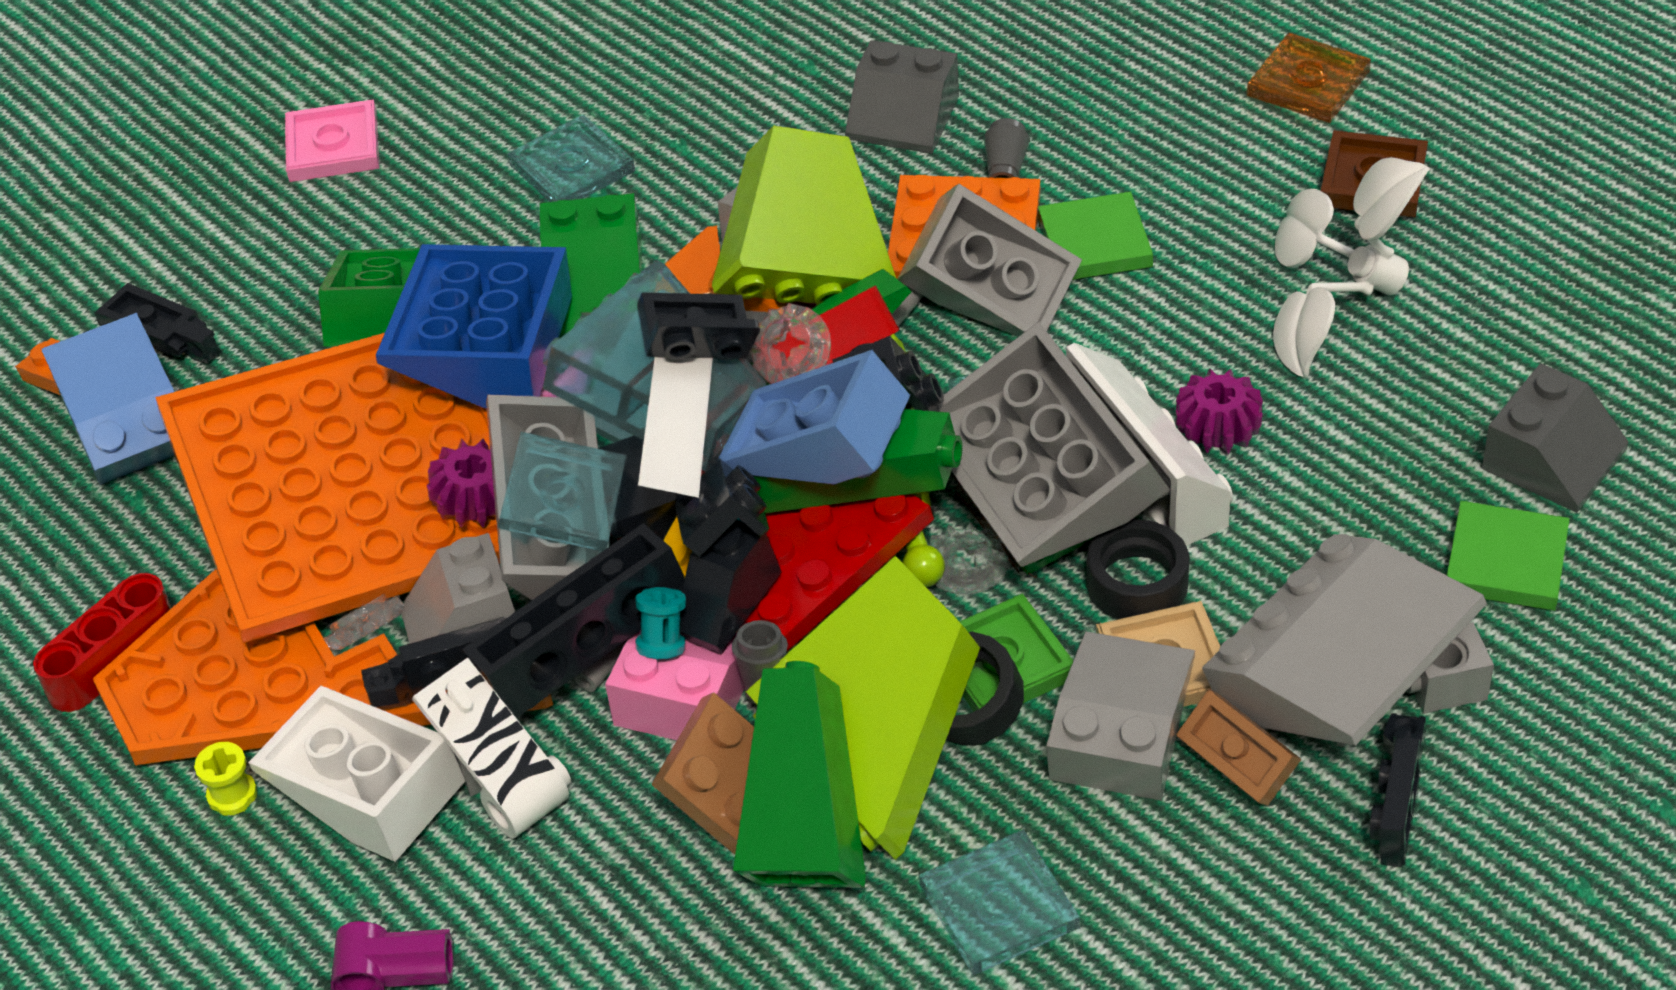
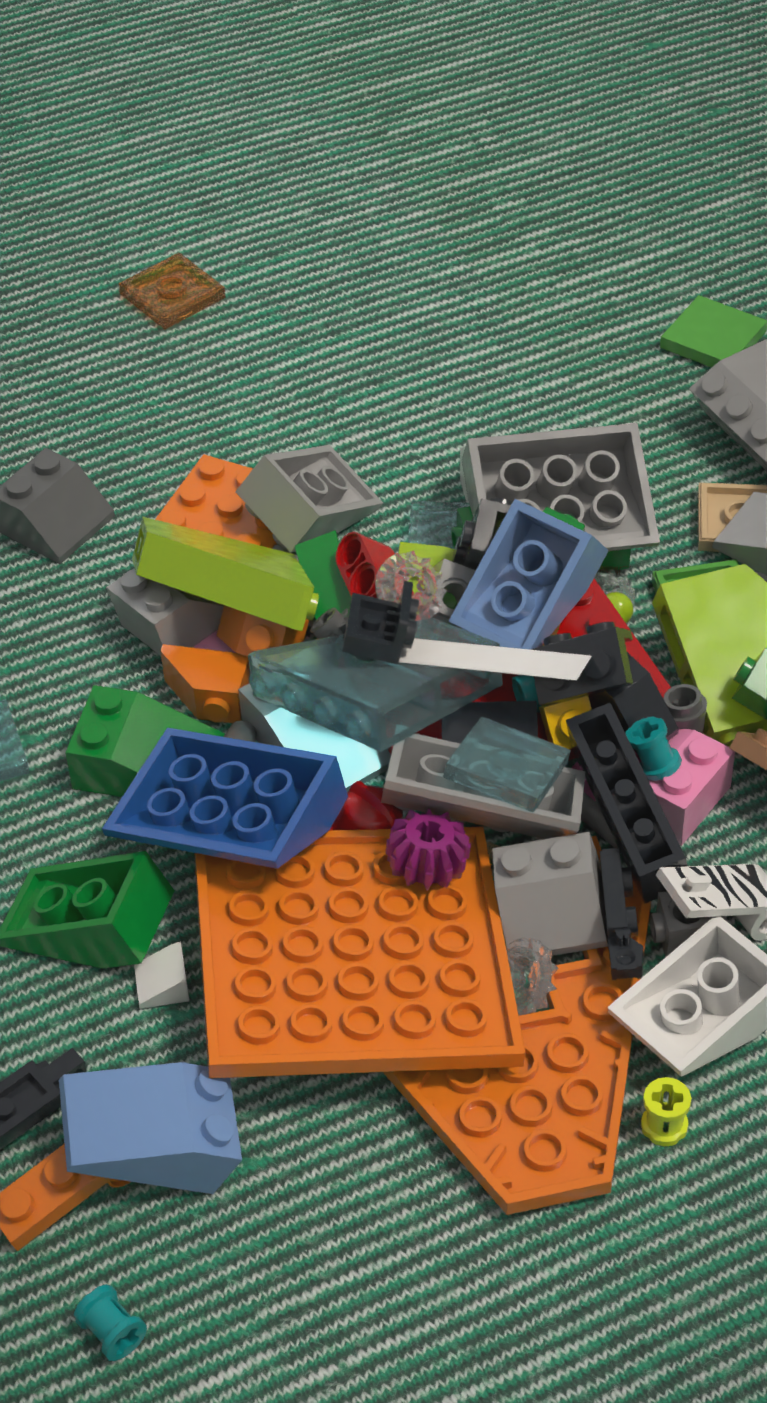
camera: 75 degrees left, 0 degrees up
(96, 639) = (461, 1213): red beam -> none
(1005, 147) = (158, 465): dark grey cone -> none
(1100, 232) = (280, 432): bright green tile -> none
(1137, 539) = (684, 490): black tyre -> none
(1219, 410) = (519, 415): magenta gear -> none
(1355, 153) = (309, 285): reddish brown plate -> none
(1379, 202) = (356, 330): white plant -> none
(1554, 439) = (621, 282): dark grey slope -> none

